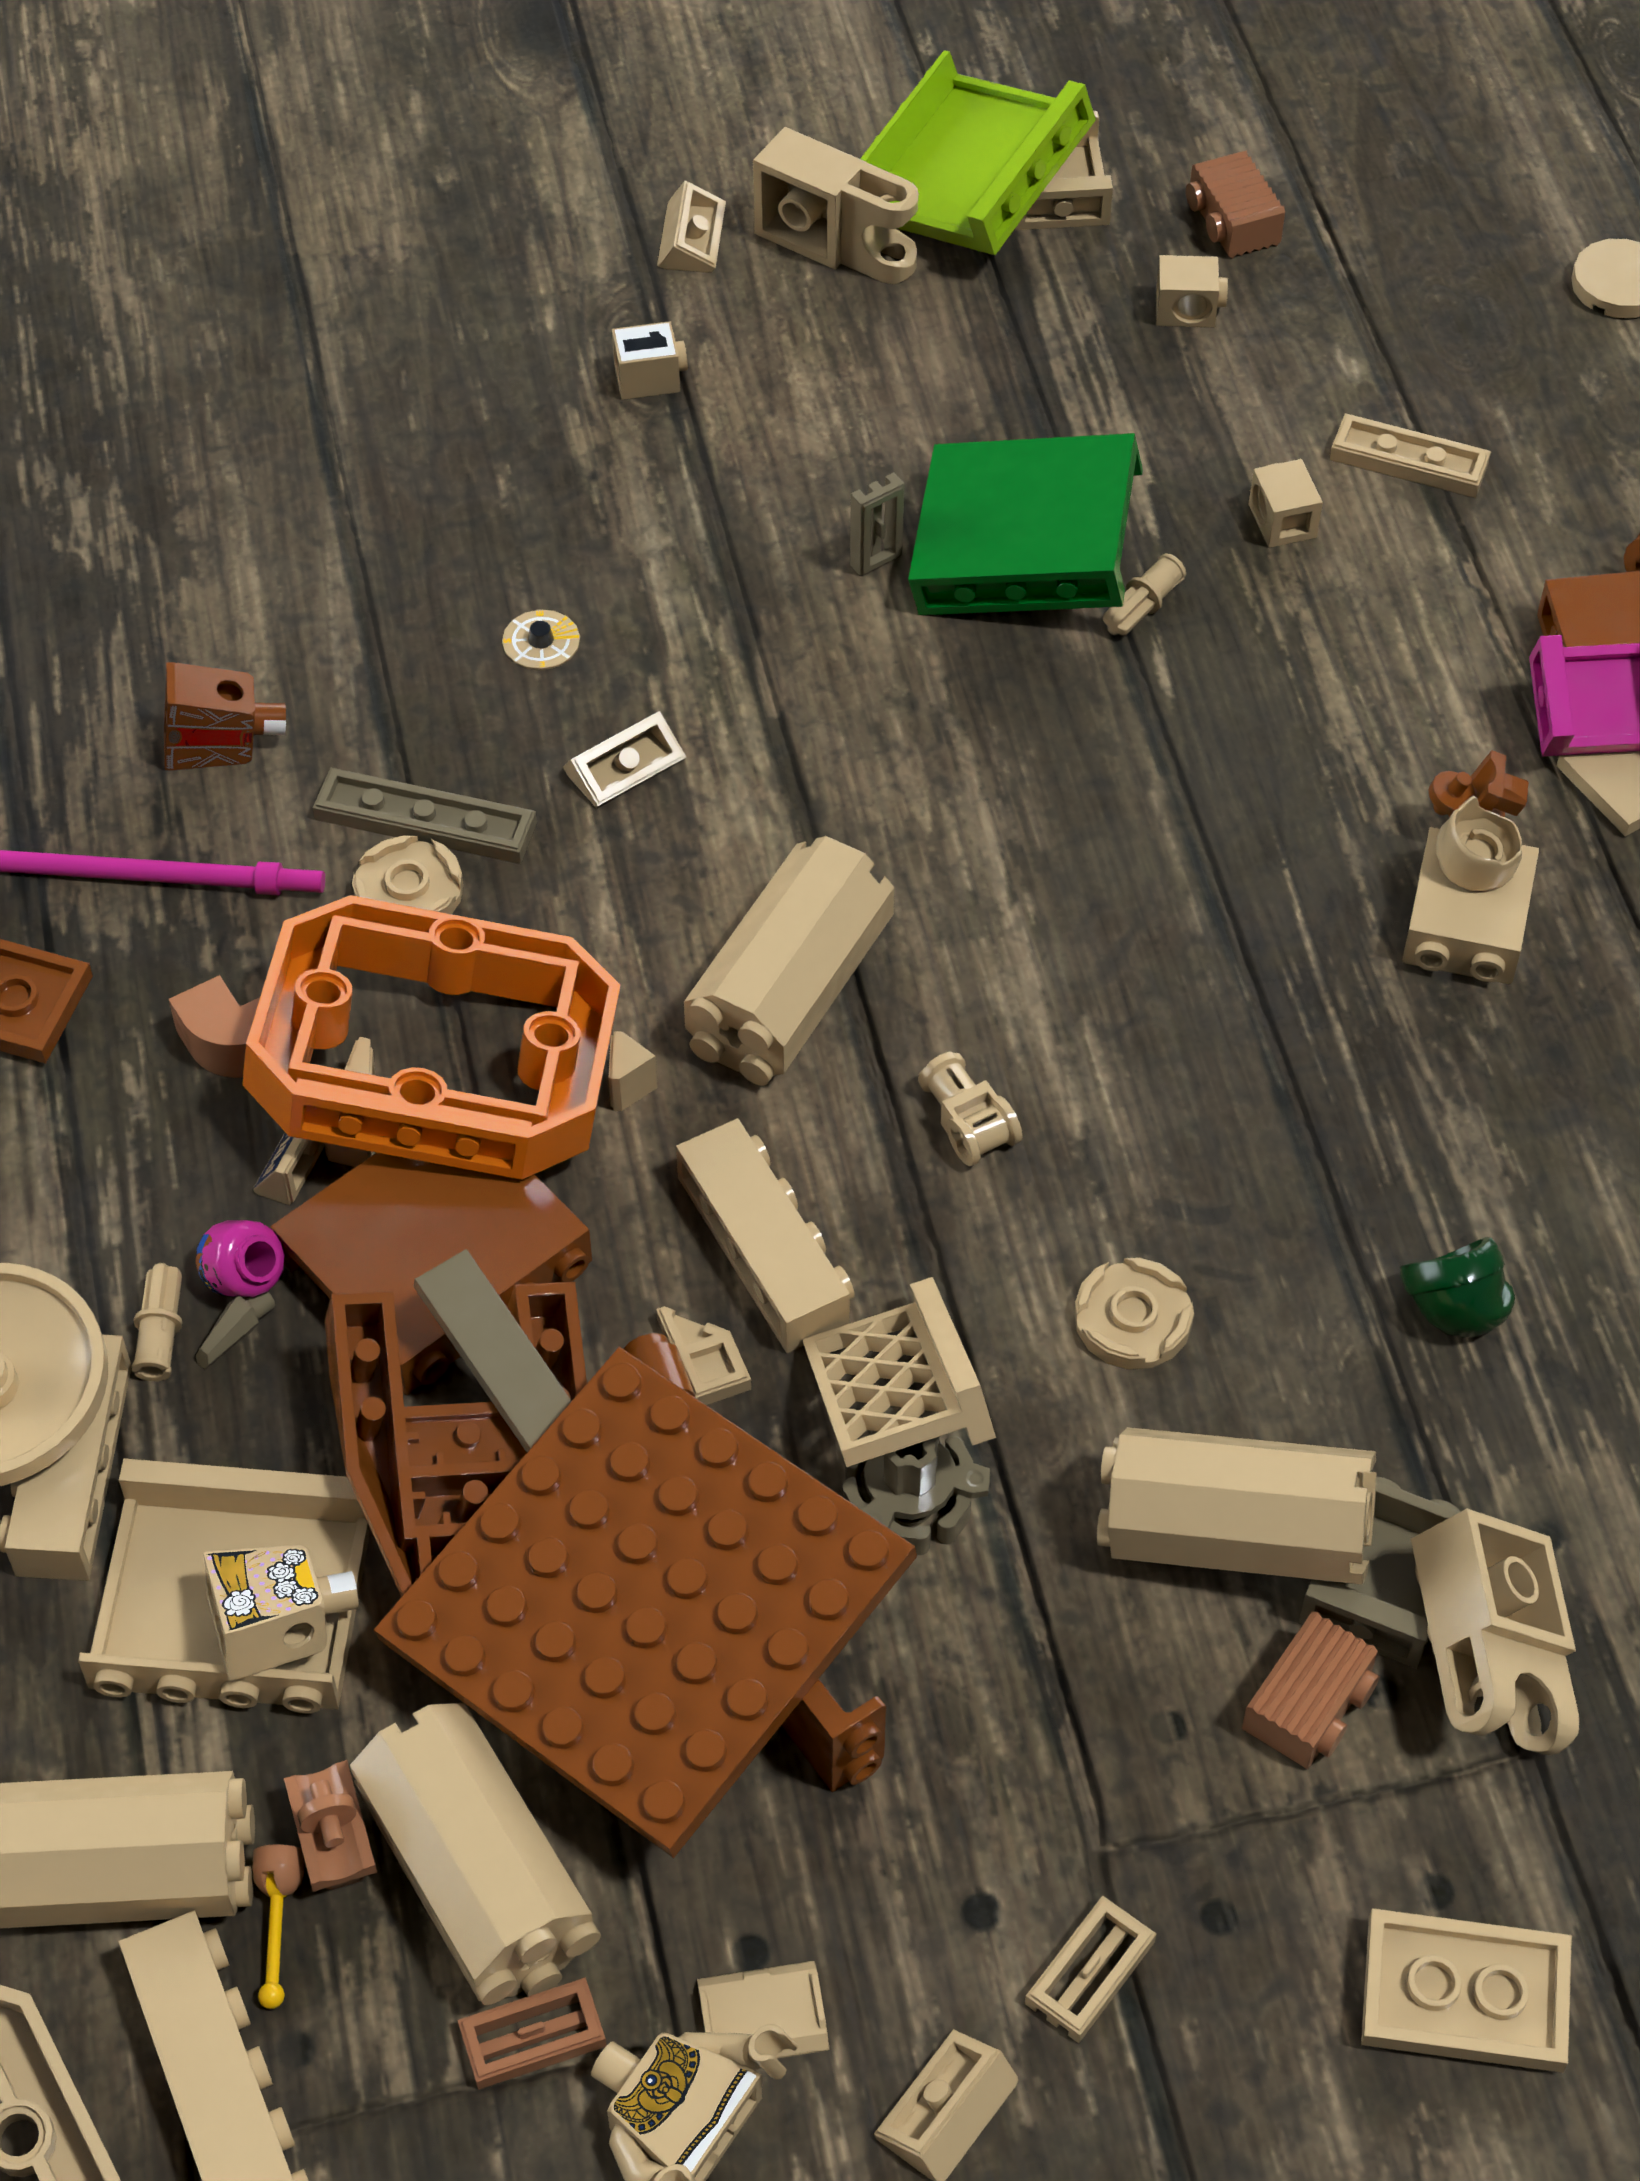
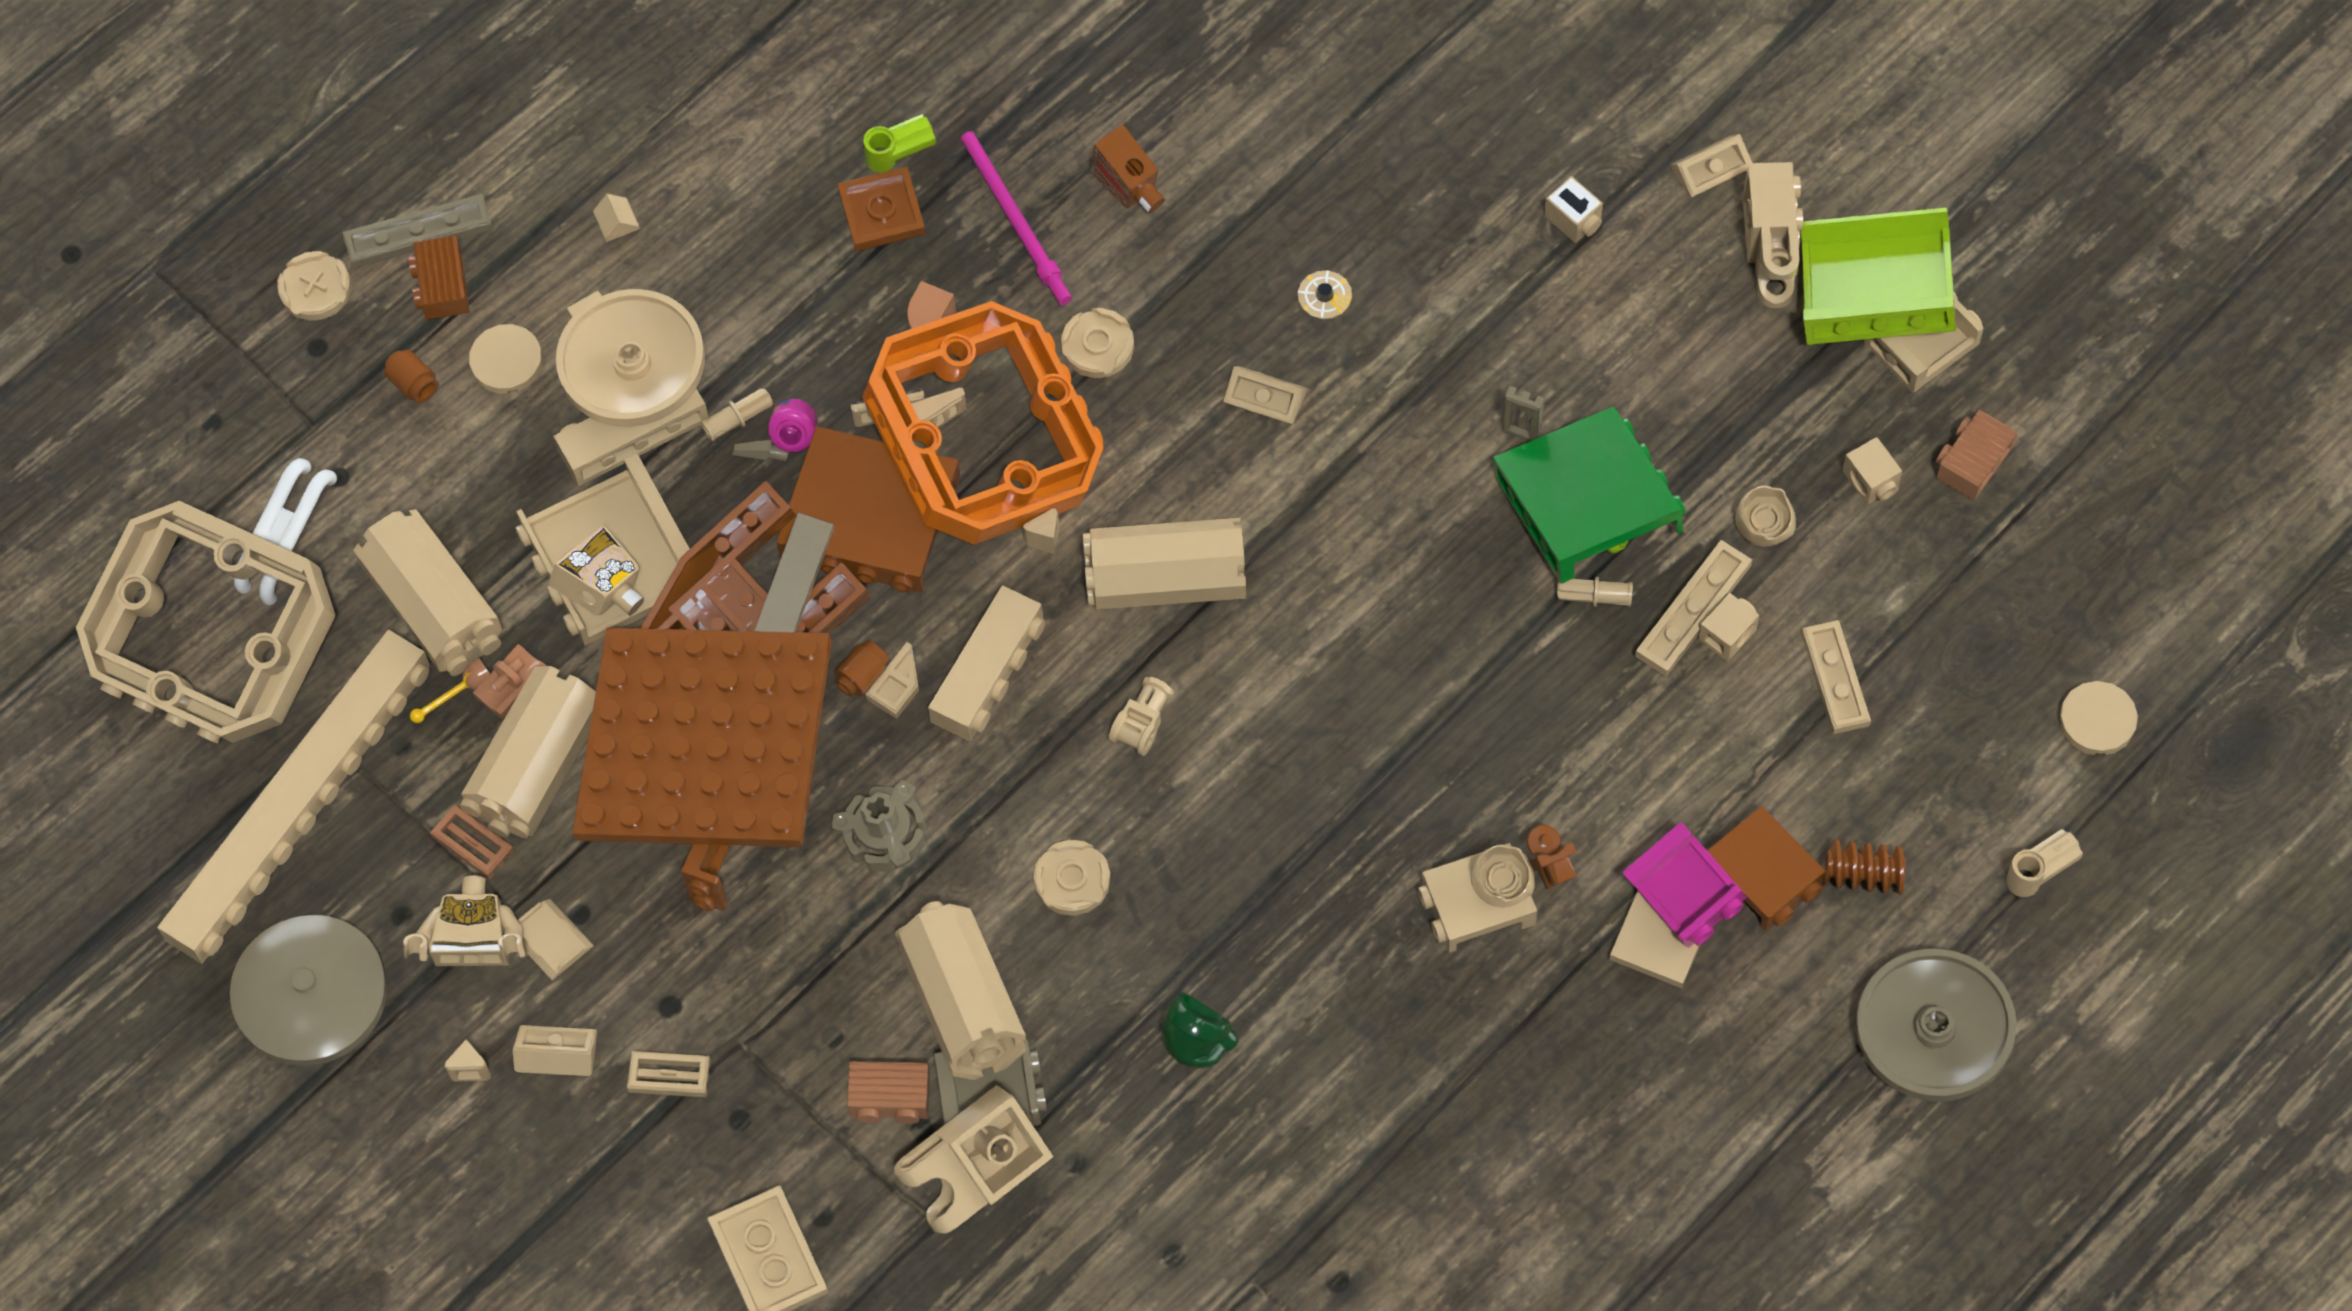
camera: 60 degrees right, 10 degrees up
(433, 814) = (1151, 320): dark tan tile -> none
(937, 1362) = (942, 798): tan fence -> none
(1167, 405) = (1765, 516): none -> tan hair
(1235, 523) = (1692, 606): none -> tan plate

